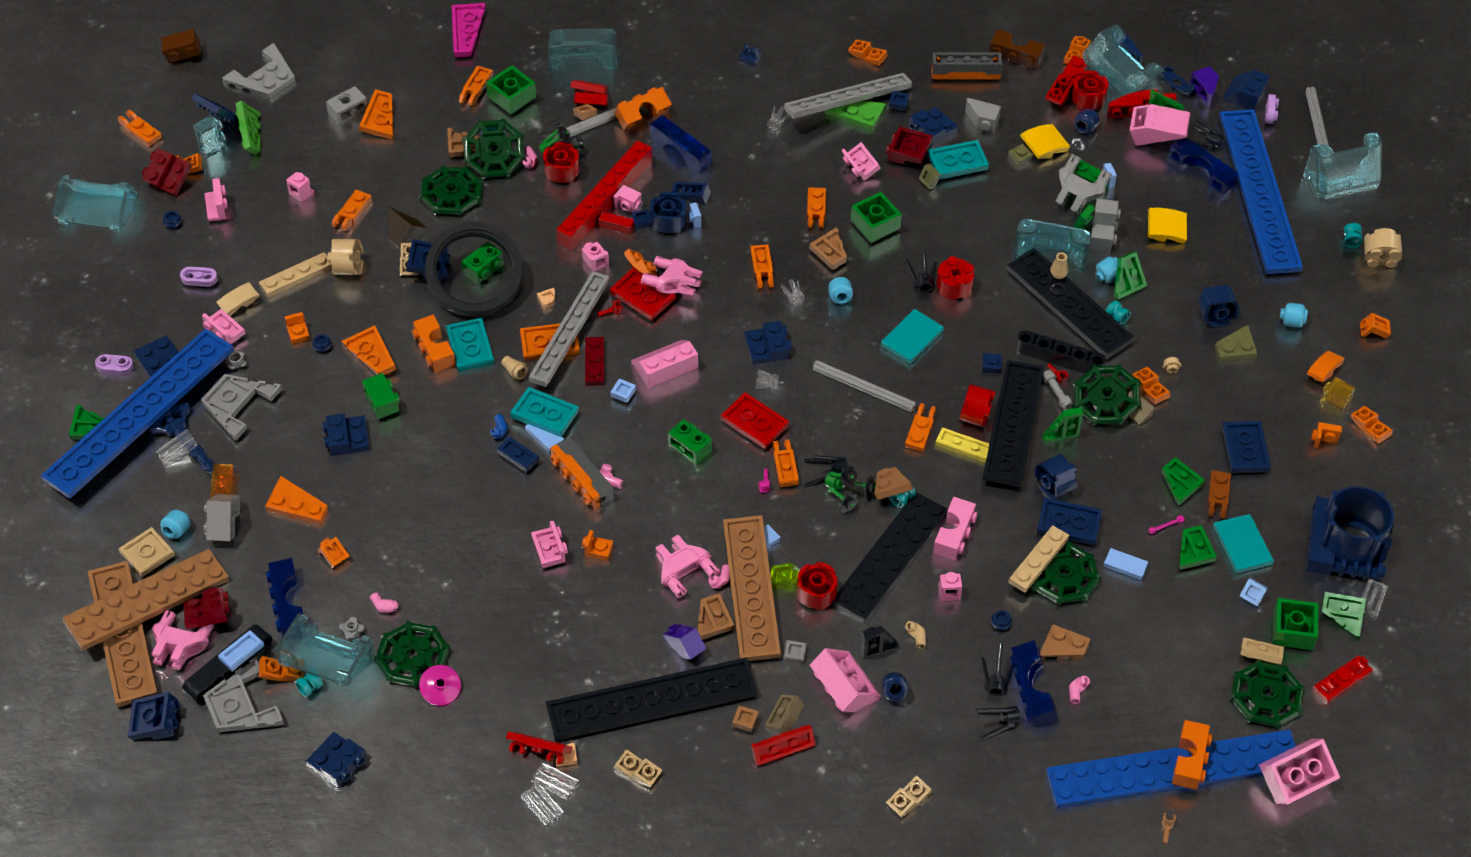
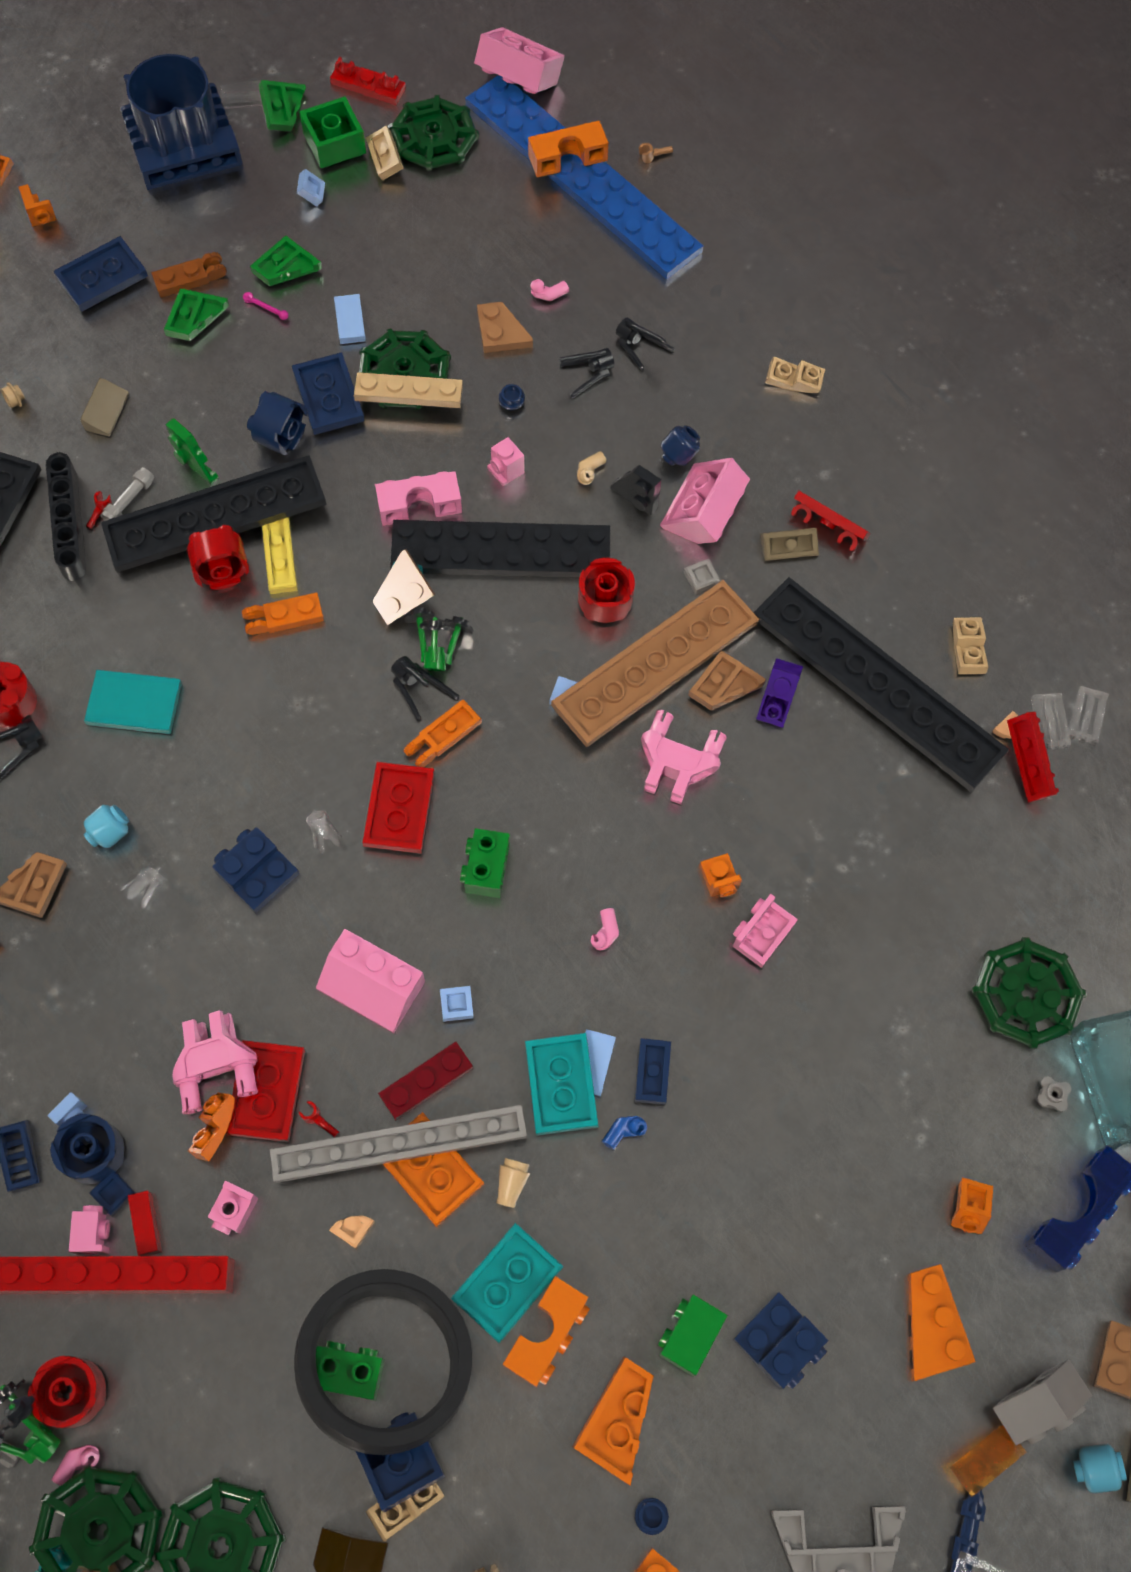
camera: 125 degrees left, 15 degrees up
(383, 606) = (994, 1078): bright pink arm -> none
(440, 695) = (1043, 926): dark pink dish -> none
(581, 473) = (627, 966): piece -> none
(719, 581) = (662, 703): bright pink arm -> none
(745, 718) = (828, 573): medium nougat plate -> none
(762, 264) = (112, 959): orange hinge -> none
(764, 485) = (491, 738): dark pink hand -> none
(784, 575) = (611, 636): clear neon green bracket -> none
(864, 386) = (255, 700): light grey axle -> none
(991, 363) = (124, 589): dark blue plate -> none
(1040, 704) = (555, 340): clear blue arch -> none
(1107, 404) = (107, 448): dark green plate -> none
(1150, 385) = (59, 406): orange slope -> none
(1243, 543) = (245, 227): teal tile -> none

